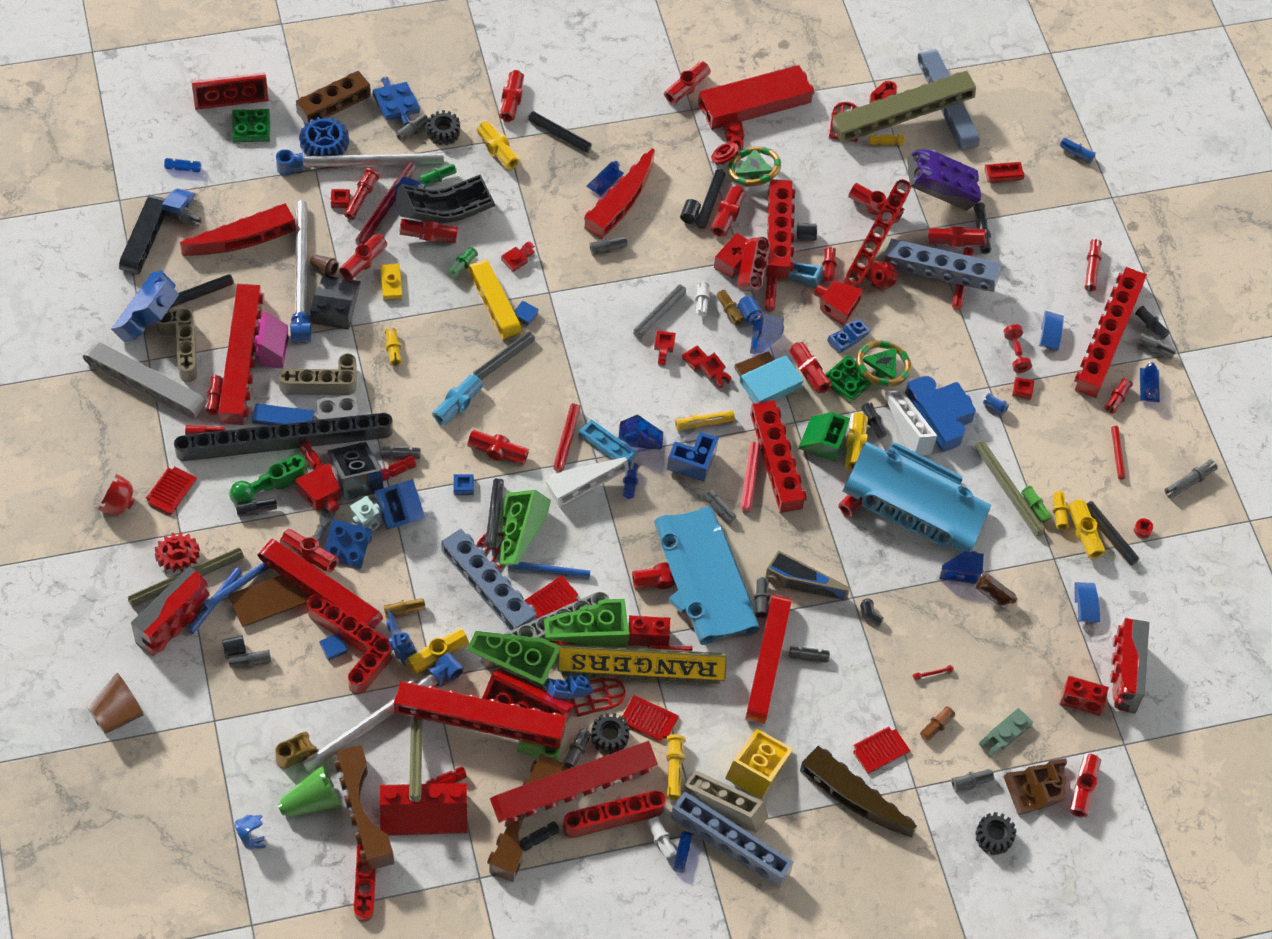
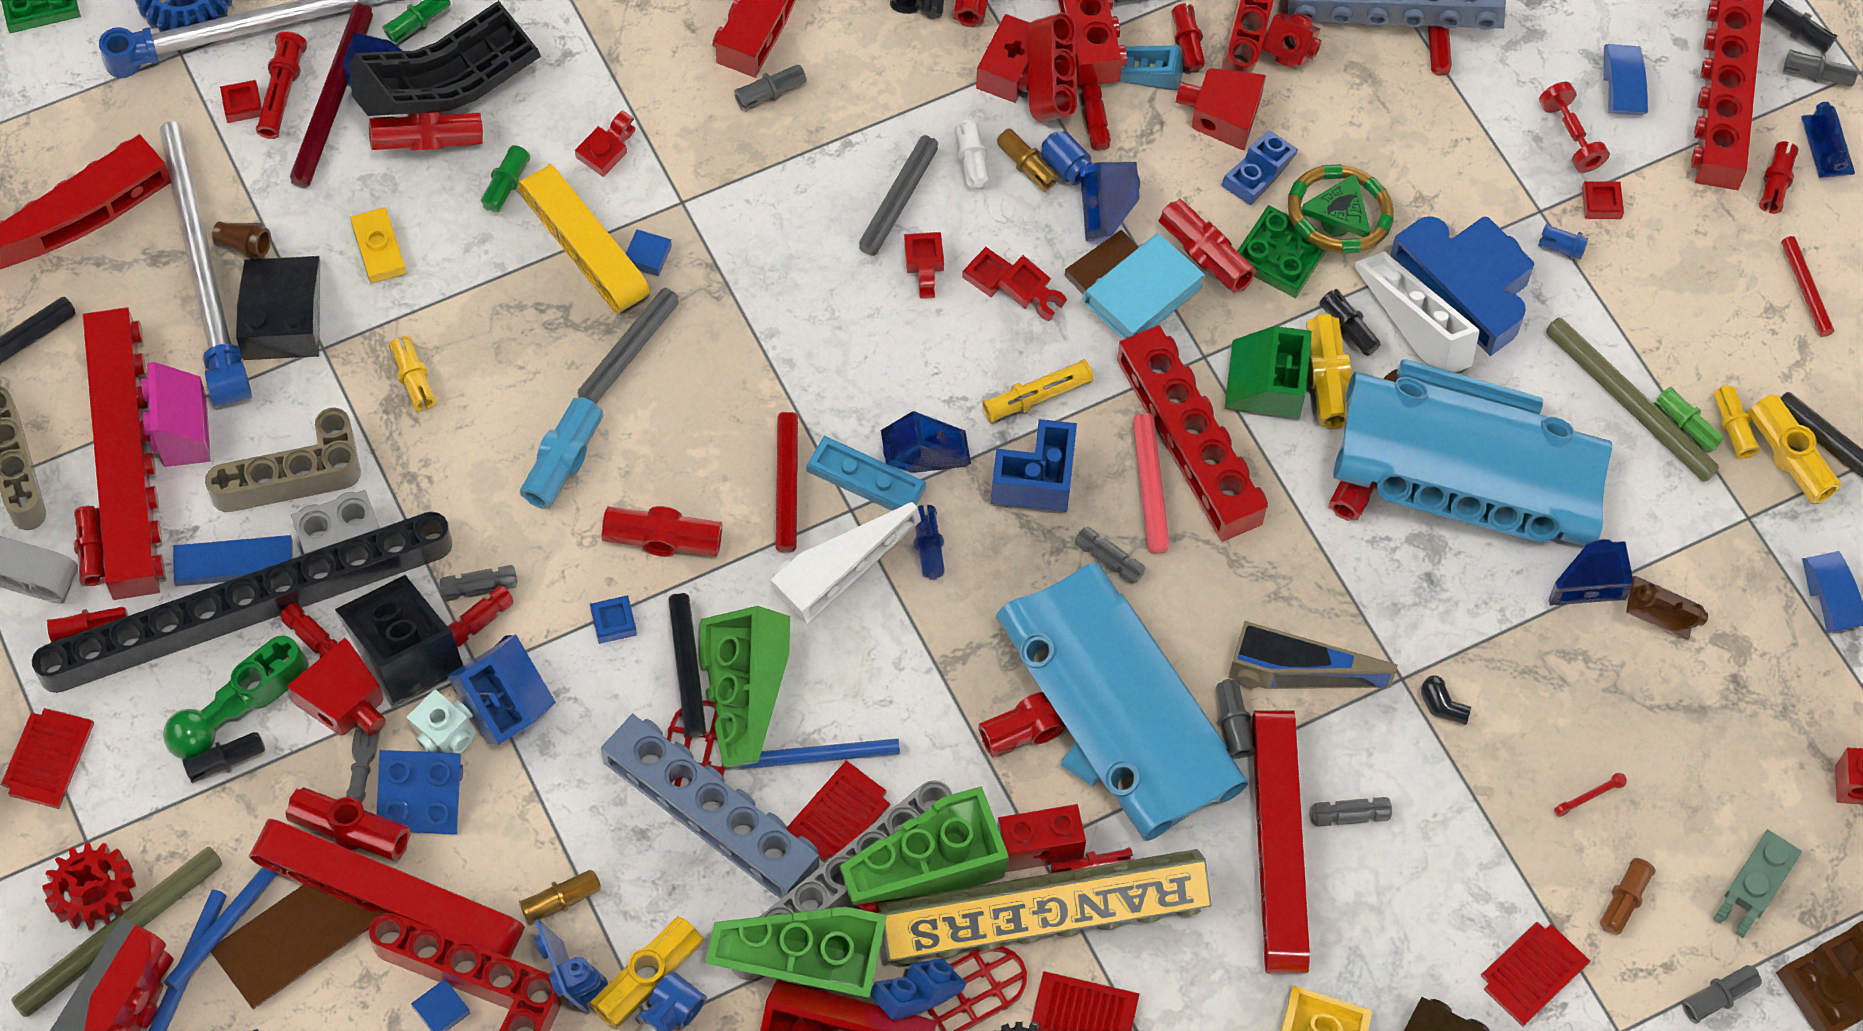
camera: 10 degrees left, 5 degrees up
(363, 257) = (313, 208): red piece -> none

